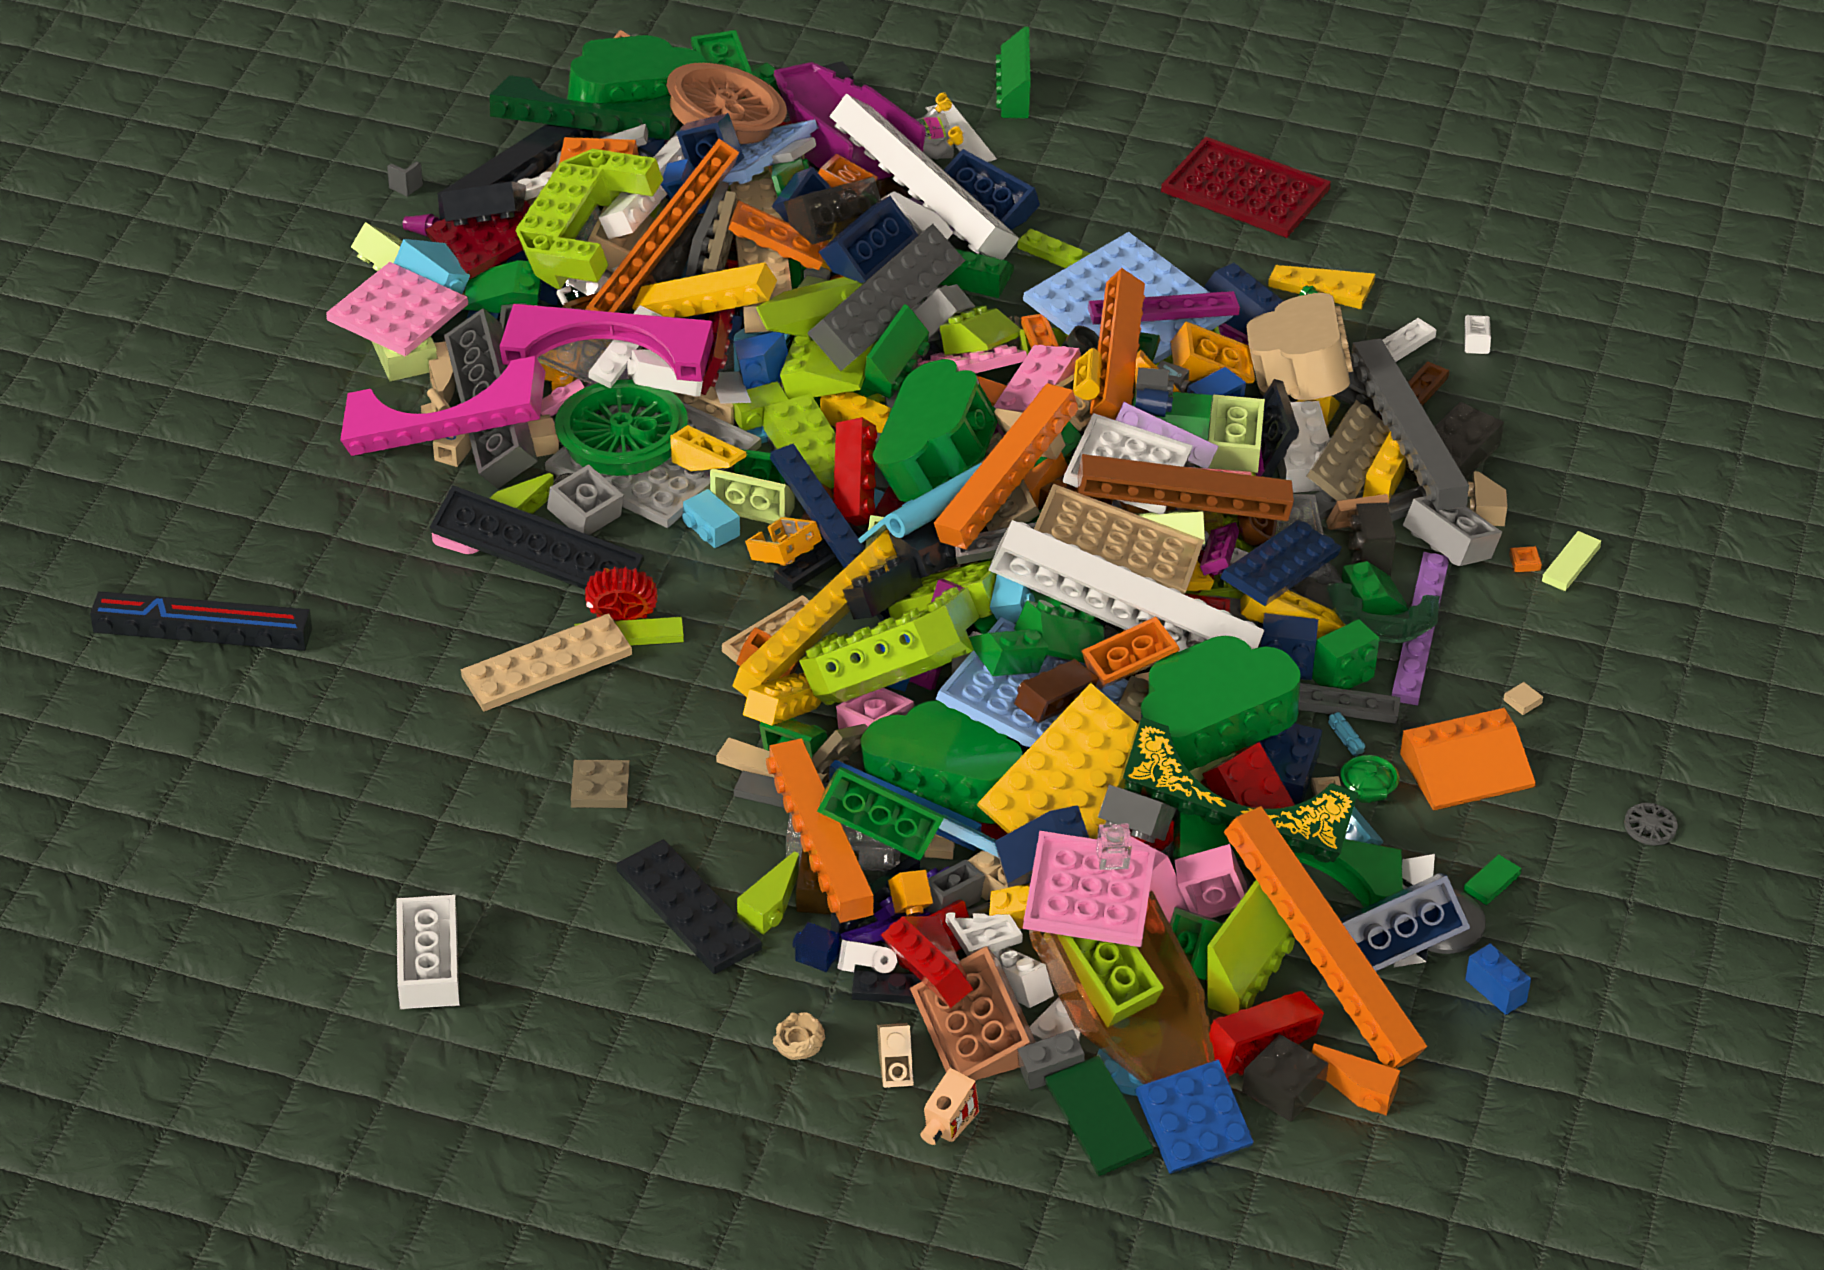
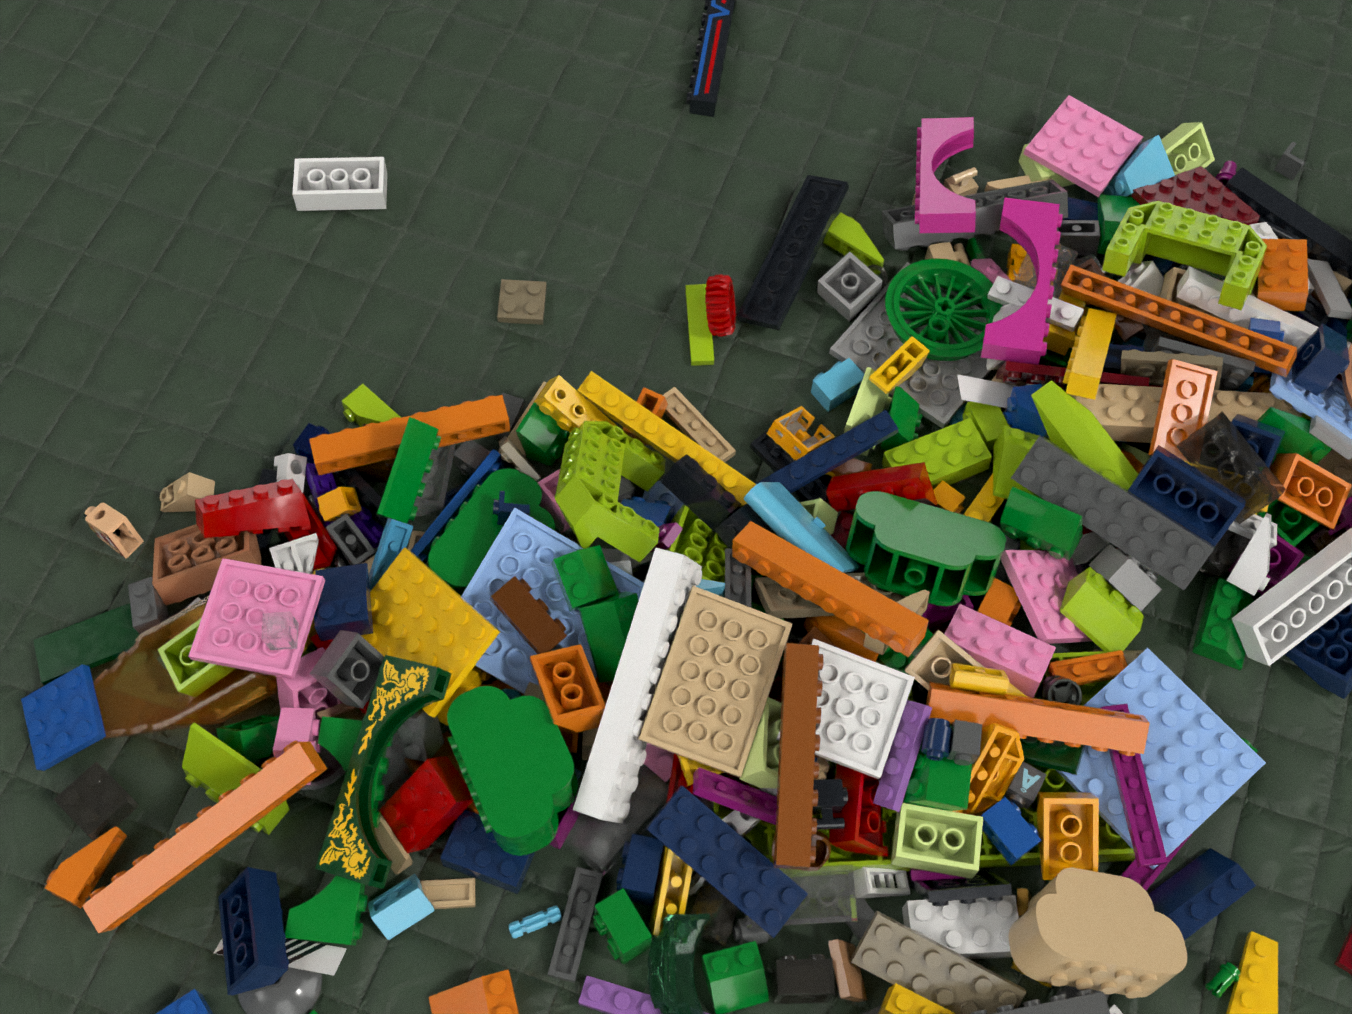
camera: 90 degrees right, 20 degrees up
(483, 203) = (1217, 189): black slope -> none
(546, 662) = (662, 265): tan plate -> none
(689, 906) = (379, 358): black plate -> none
(799, 1036) = (215, 426): tan hair -> none
(924, 727) = (504, 510): none -> dark blue bracket
(1050, 248) = (1271, 713): lime plate -> none
(1245, 1034) = (147, 786): red wedge -> none
(1370, 777) = (464, 933): green piece -> none

